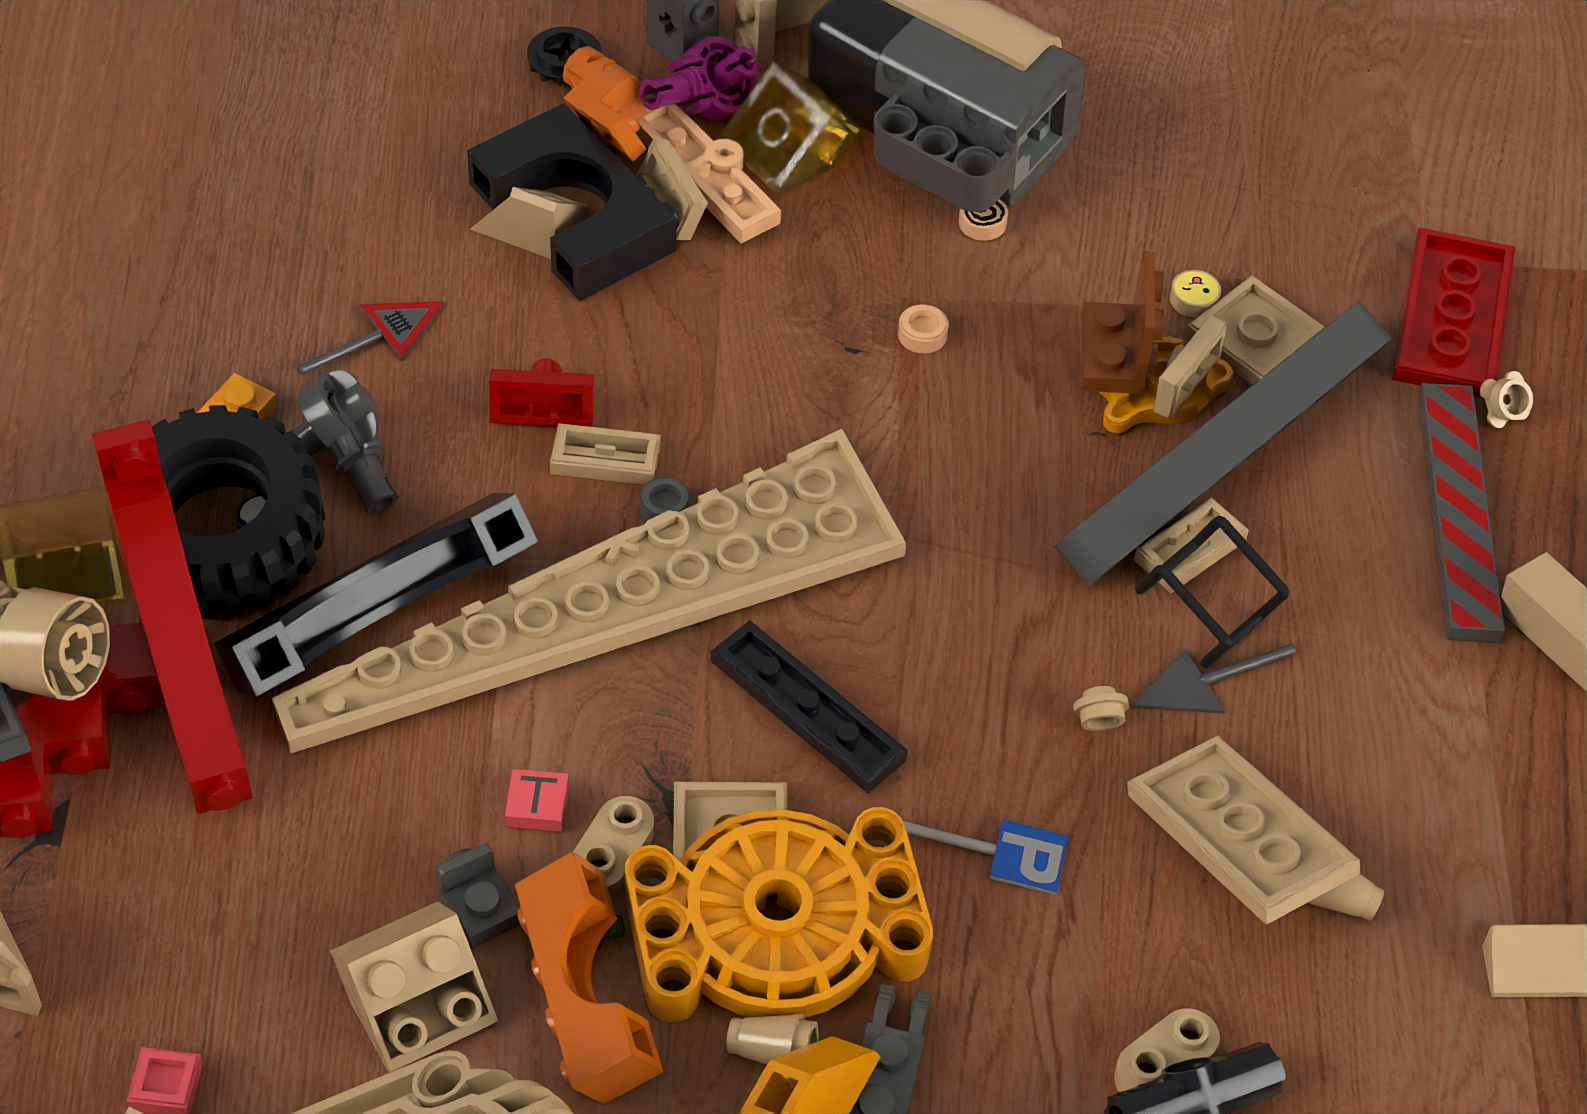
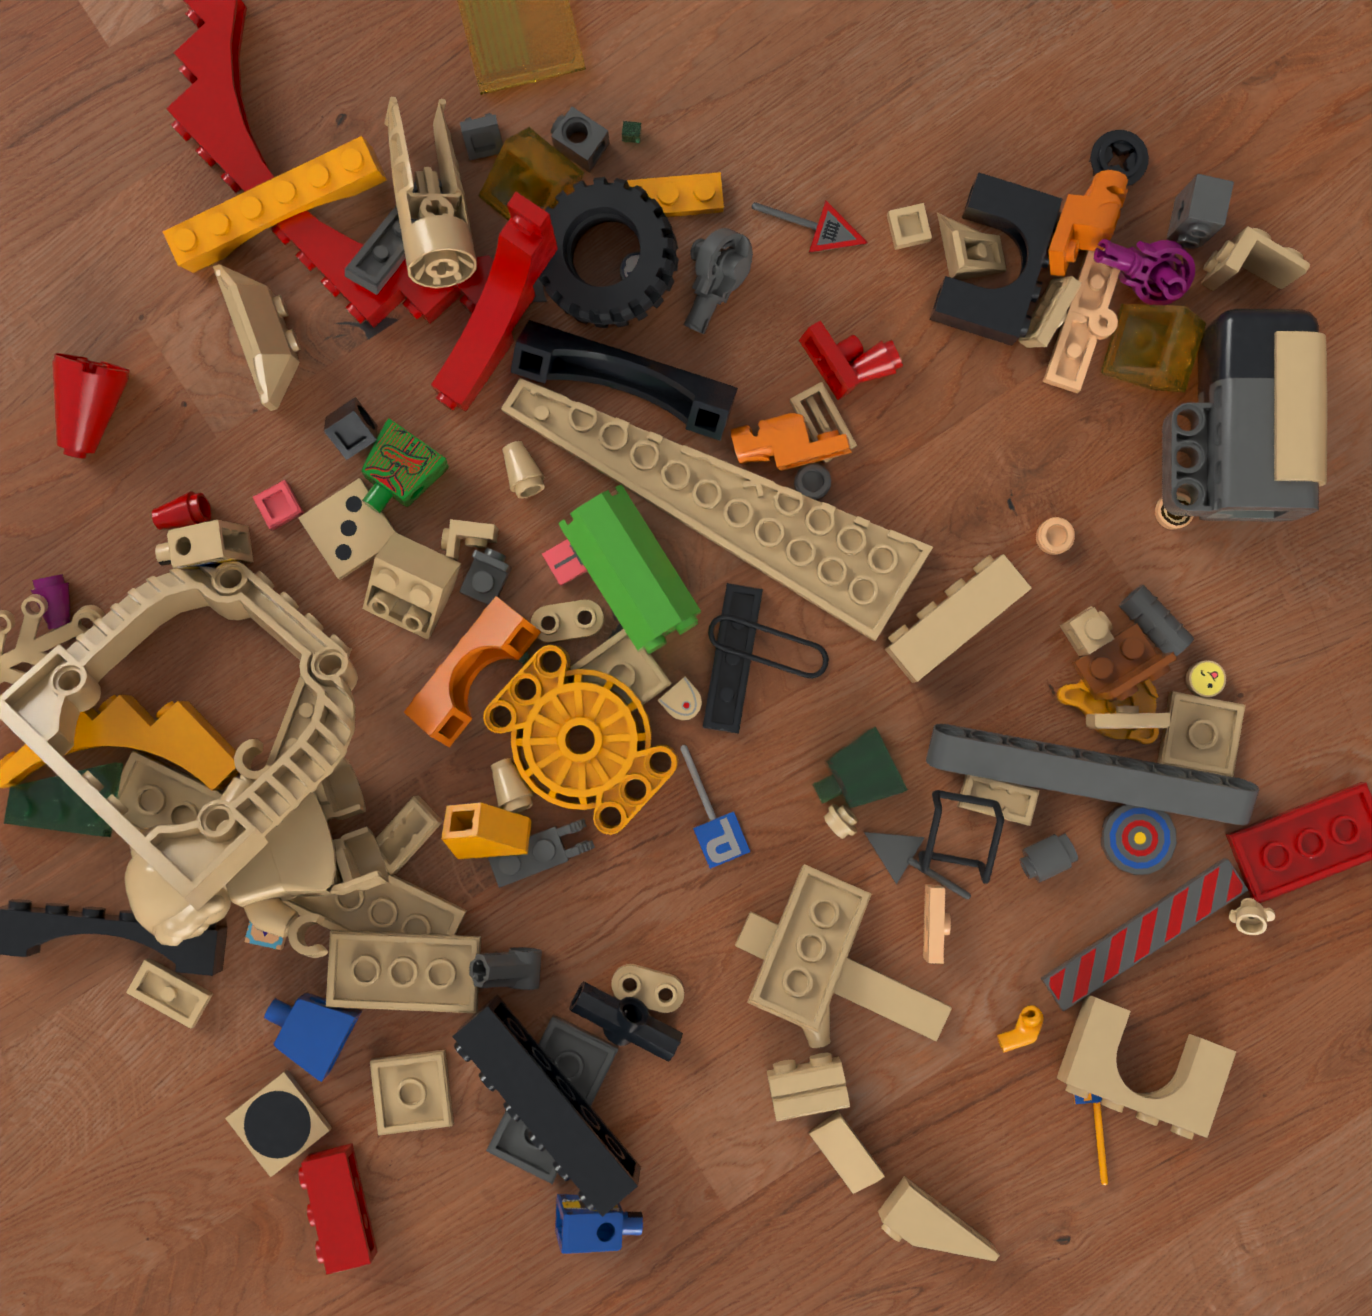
camera: 55 degrees right, 35 degrees up
(57, 465) = (584, 153): none -> dark grey brick
(101, 421) = (631, 131): none -> clear green piece
(156, 910) = (350, 428): none -> black brick
(254, 894) = (400, 467): none -> green torso
(274, 1017) = (347, 529): none -> tan tile
(384, 771) = (522, 471): none -> tan cone
(408, 874) = (473, 533): none -> tan bracket
(461, 255) = (909, 226): none -> tan tile
(587, 351) = (877, 362): none -> red cone
(600, 484) = (788, 441): none -> orange plate
(612, 717) = (631, 569): none -> bright green brick
(817, 786) = (682, 700): none -> tan tile
(831, 672) = (771, 631): none -> black piece
(944, 459) = (958, 618): none -> tan brick
(1054, 649) = (860, 772): none -> clear green torso
(1057, 338) = (1088, 631): none -> tan brick
(1066, 293) = (1156, 621): none -> dark grey axle
(1300, 536) = (1048, 857): none -> dark grey brick
(1302, 690) = (936, 924): none -> light nougat plate
(1337, 450) = (1138, 839): none -> tile
(1342, 808) = (863, 985): none -> tan tile
(1428, 947) = (807, 1086): none -> tan brick
(1504, 684) = (1025, 1031): none -> light orange arm

